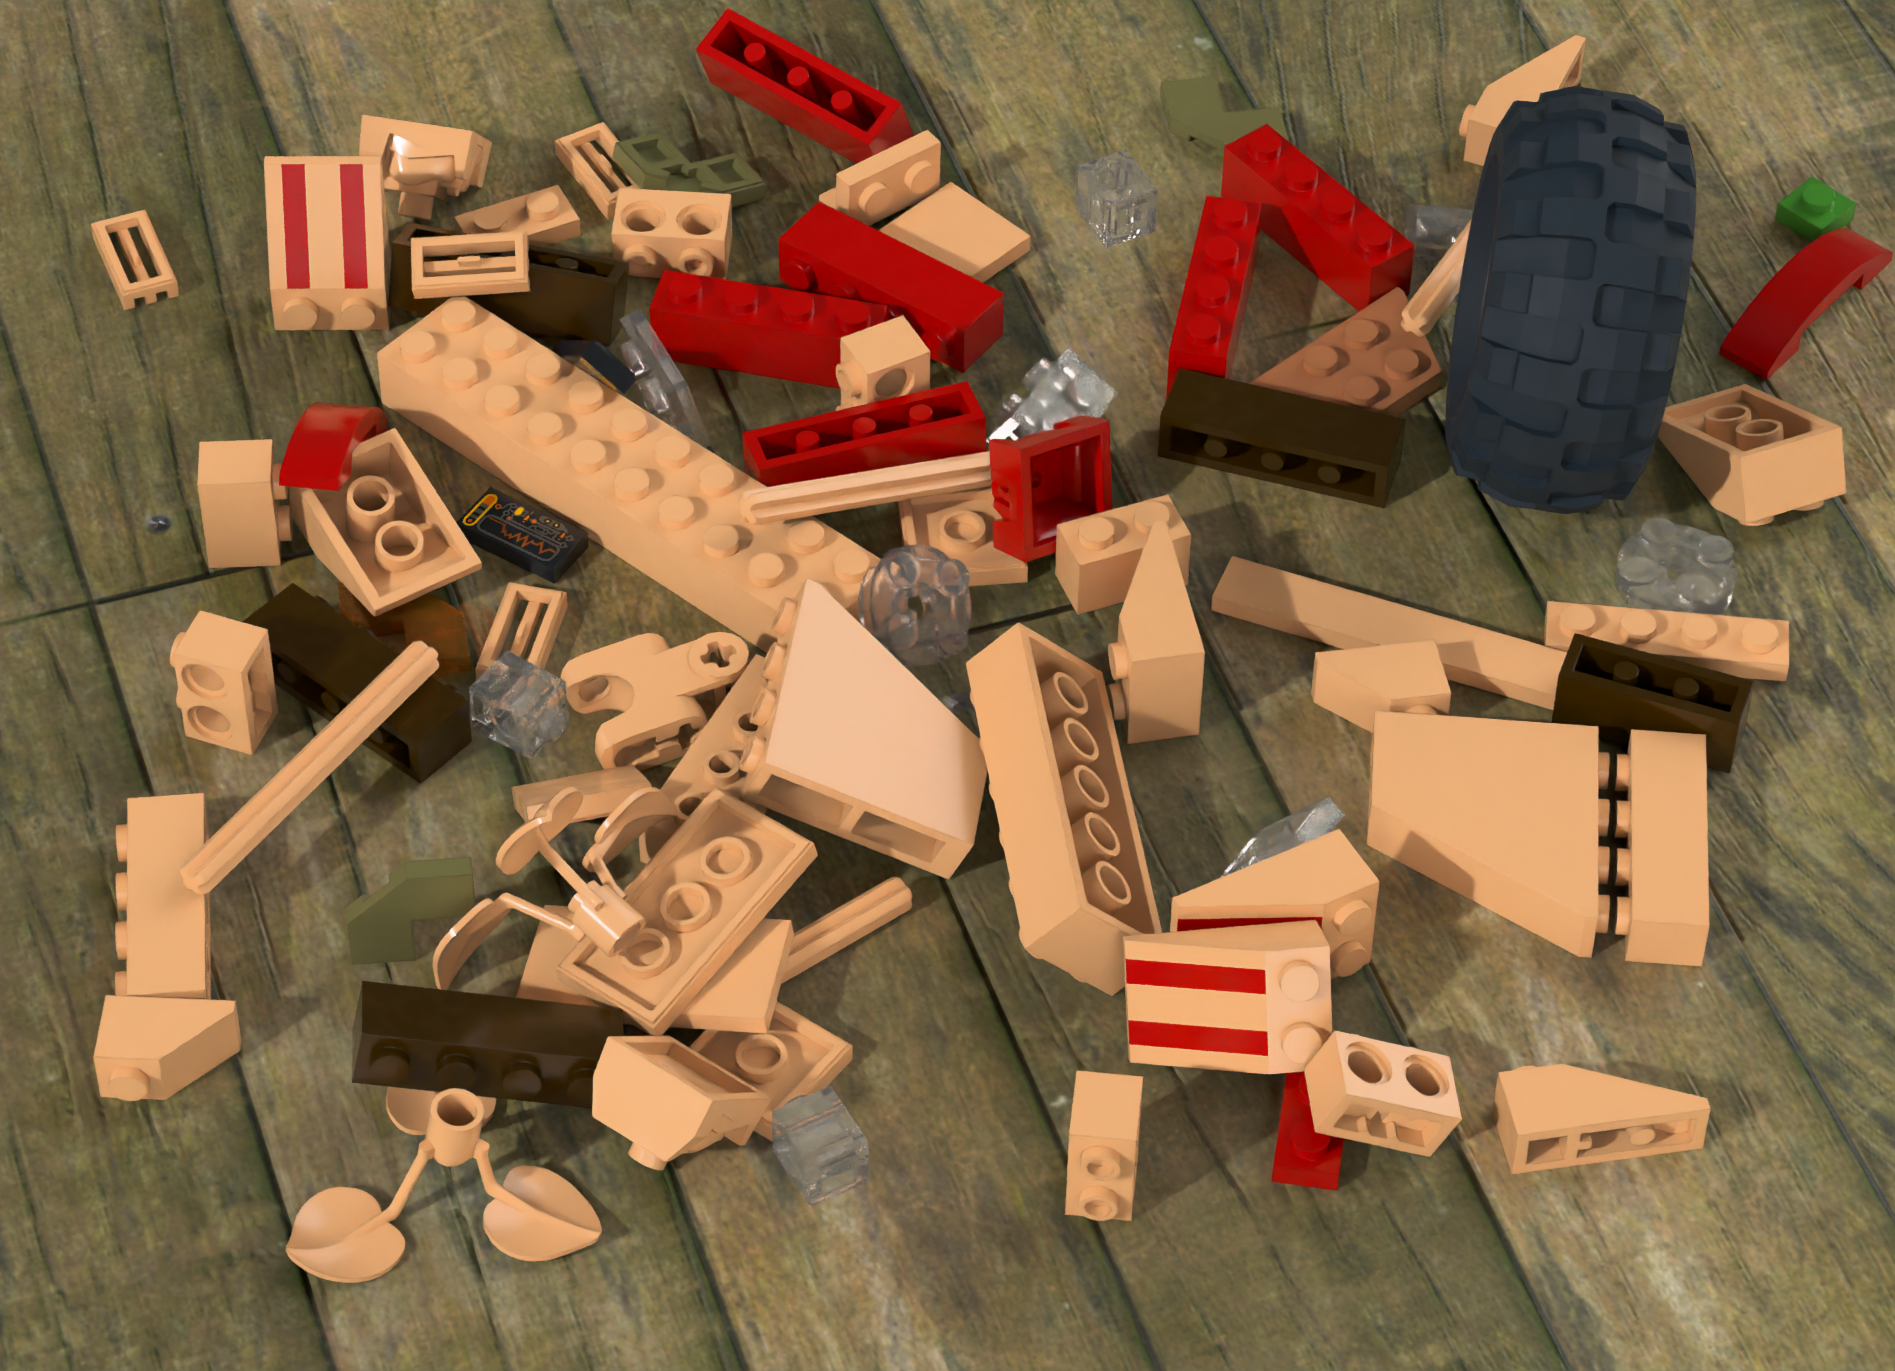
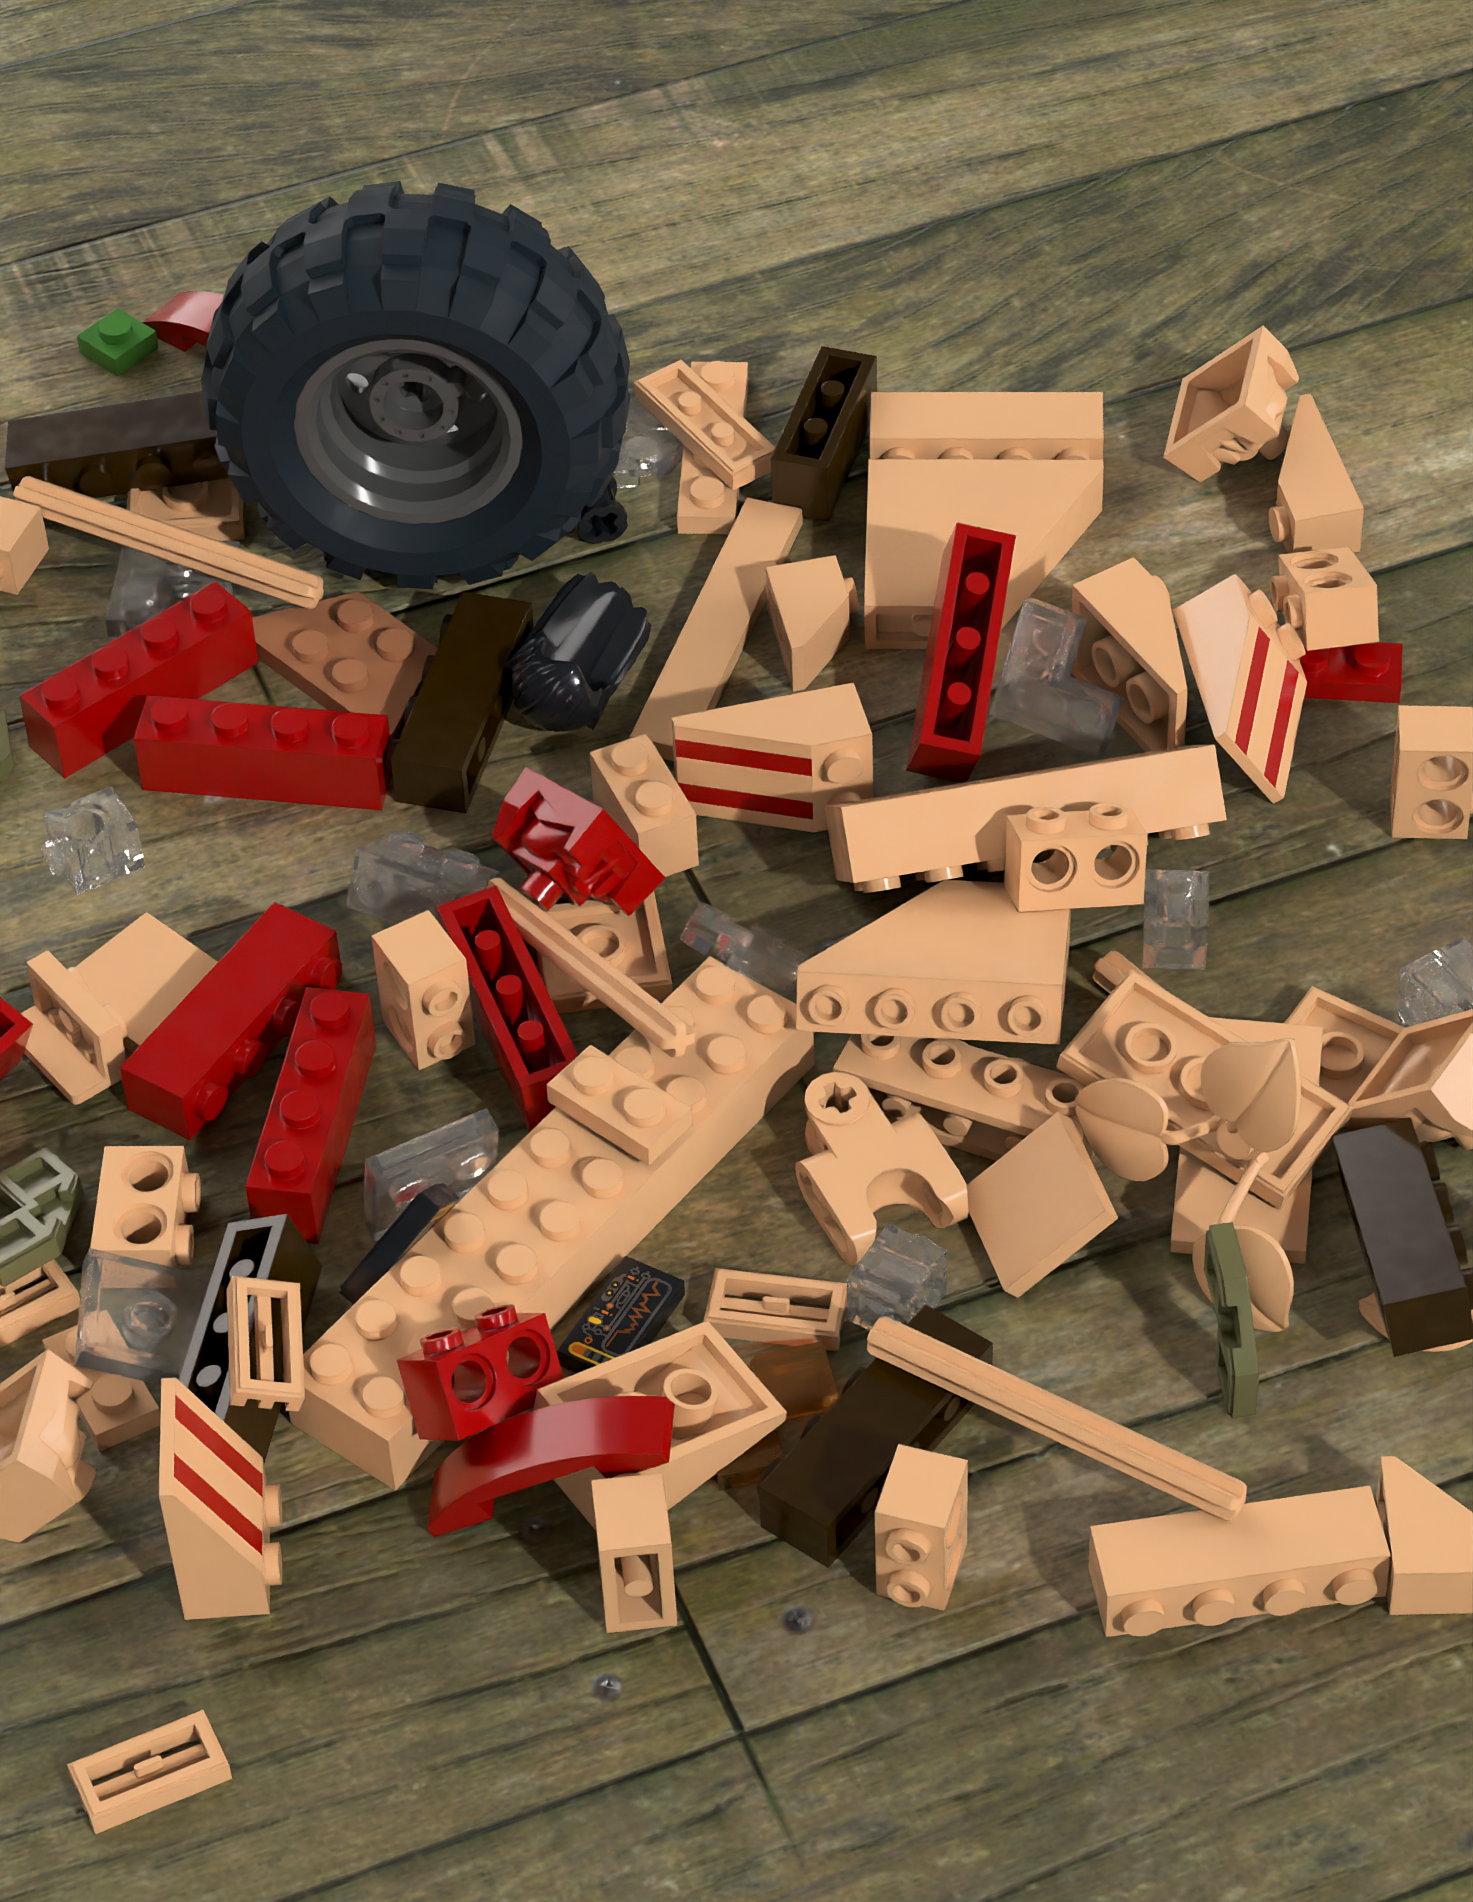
camera: 90 degrees left, 0 degrees up
(414, 388) = (484, 1385): none -> red brick
(560, 213) = (136, 1316): none -> clear plate
(699, 485) = (619, 1105): none -> light nougat plate
(938, 935) = (1175, 919): none -> clear brick
(969, 818) = (1072, 873): none -> light nougat brick
(1283, 764) = (961, 653): none -> red brick
(1332, 512) = (577, 655): none -> black hair
(1581, 545) = (605, 519): none -> black bush
(1673, 607) = (706, 424): none -> light nougat tile
(1686, 1043) = (1232, 407): none -> light nougat brick

